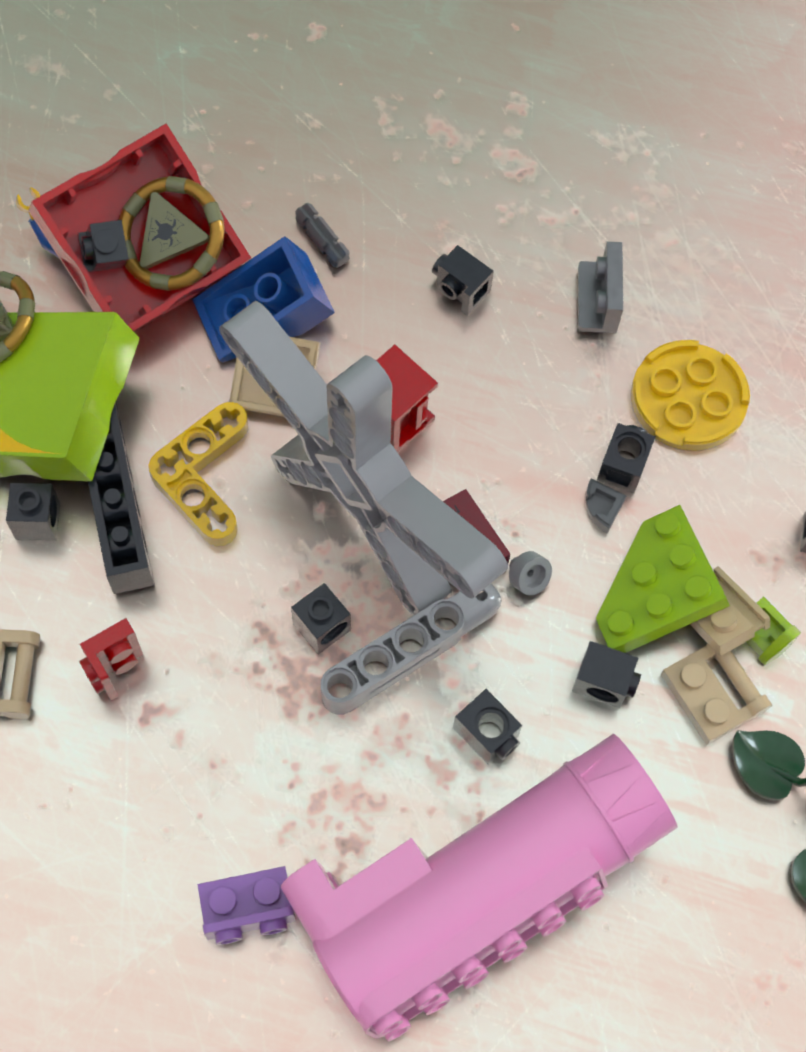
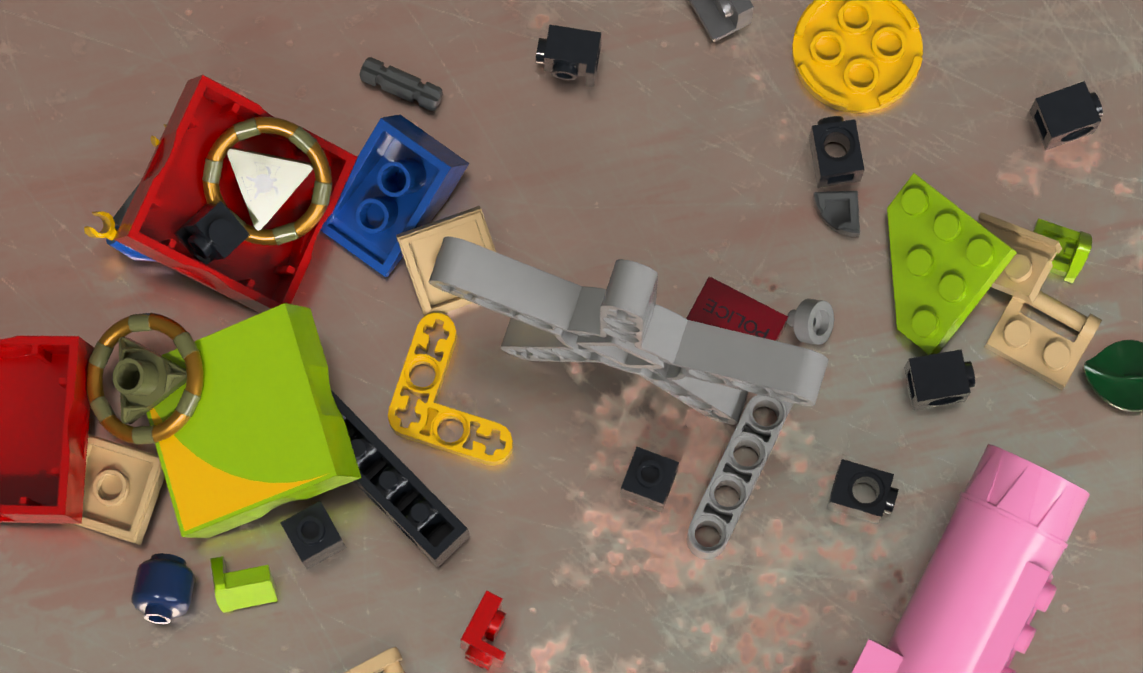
camera: 25 degrees left, 10 degrees up
(409, 396) = (586, 225): red piece -> none

